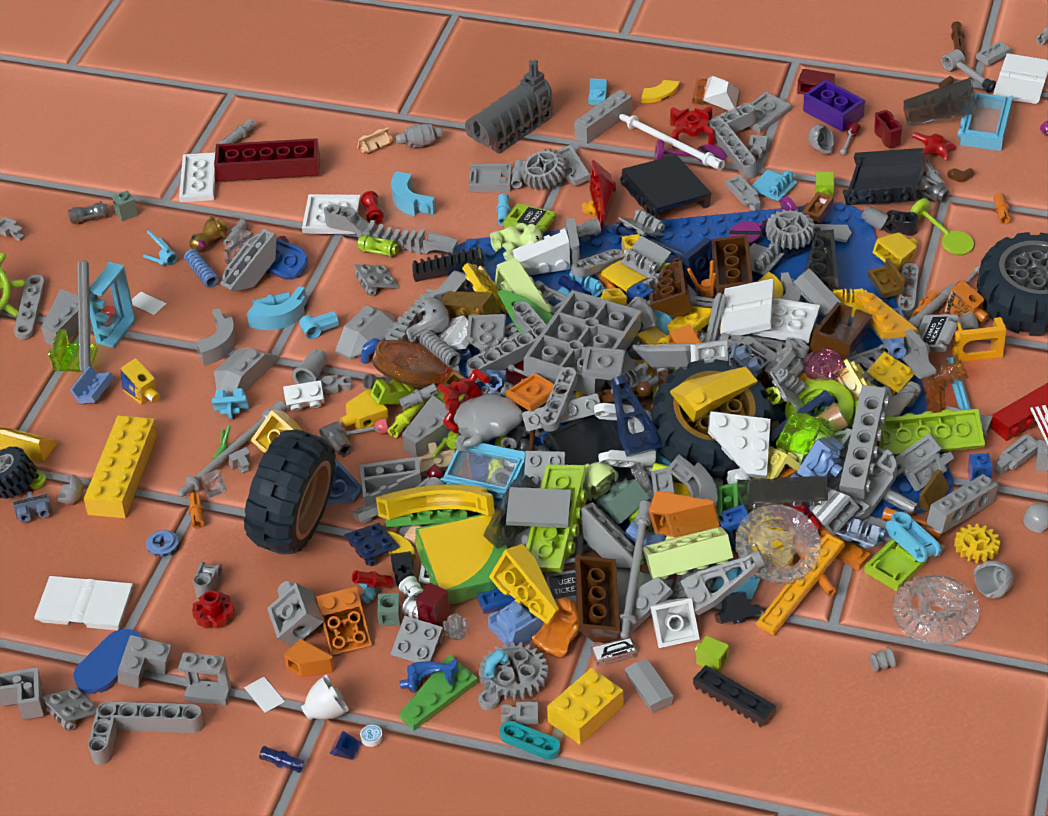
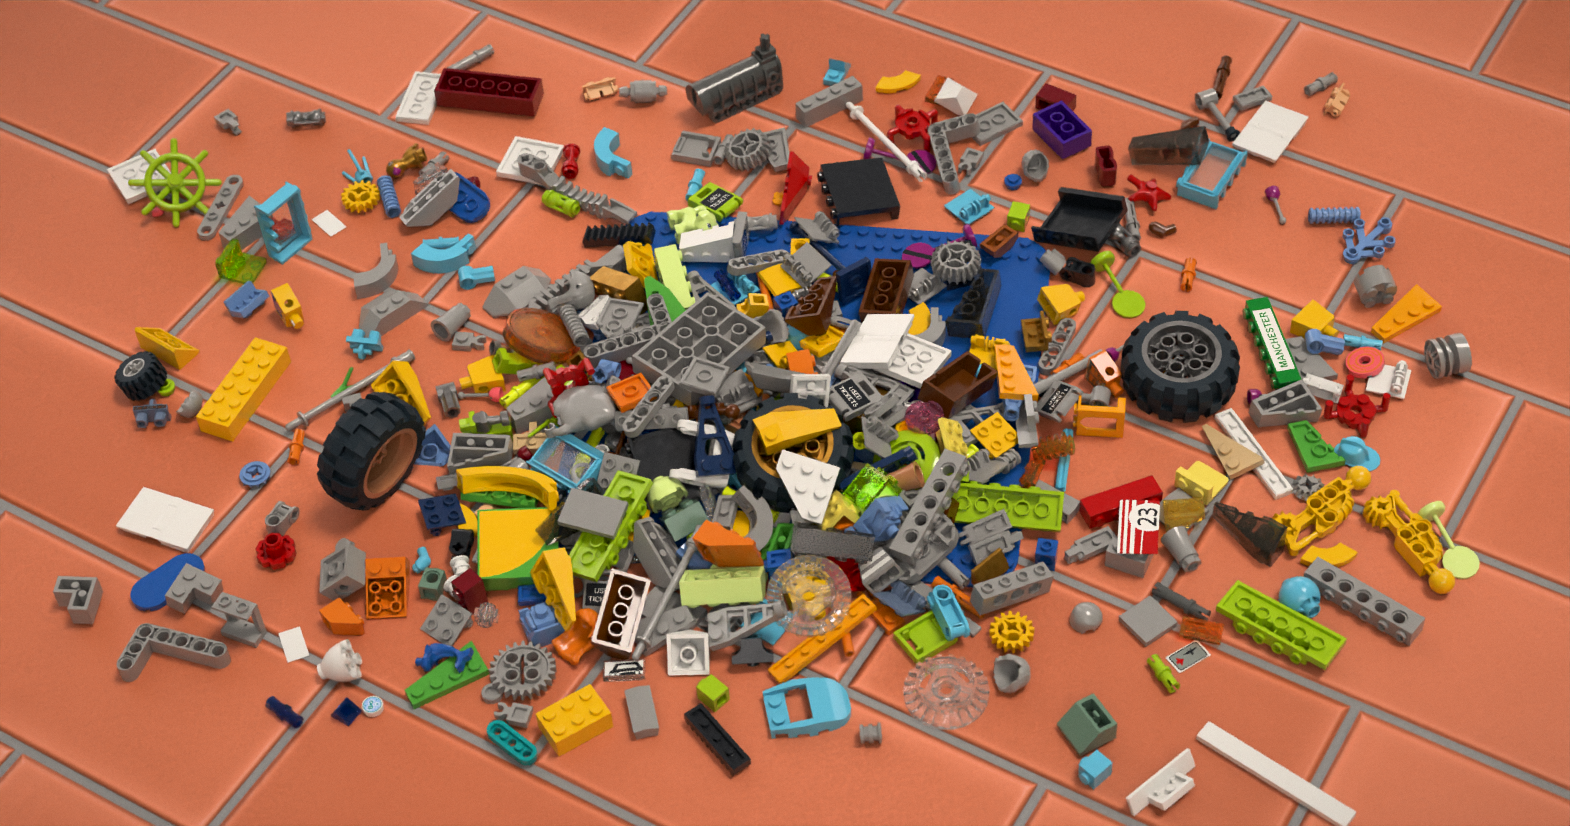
camera: 15 degrees right, 5 degrees up
(68, 707) = (117, 619): light grey hinge -> none
(84, 315) = (250, 231): light grey axle -> none
(124, 205) = (341, 117): sand green brick -> none
(172, 272) = (360, 196): none -> yellow gear
(213, 483) = (320, 423): clear slope -> none
(303, 395) = (434, 349): white bracket -> none
(367, 349) = (509, 309): blue arm -> none
(372, 579) = (426, 551): red pin -> none
(373, 277) = (546, 236): light grey hinge -> none
(386, 451) = (483, 424): none -> hips
(493, 660) = (501, 658): medium azure arm -> none
(508, 441) = (596, 438): light grey hinge -> none
(707, 286) = (854, 305): orange plant -> none
(741, 356) = (838, 398): sand blue hips -> none
(744, 192) = (936, 209): light grey hinge -> none
(799, 346) = (907, 392): light grey beam -> none
(805, 157) = (1013, 181): none -> blue plate
(815, 292) = (955, 334): light grey piece -> none
(826, 638) = (827, 702): none -> medium azure slope
(841, 232) = (1008, 271): light grey piece -> none
(852, 130) = (1072, 160): hinge -> none

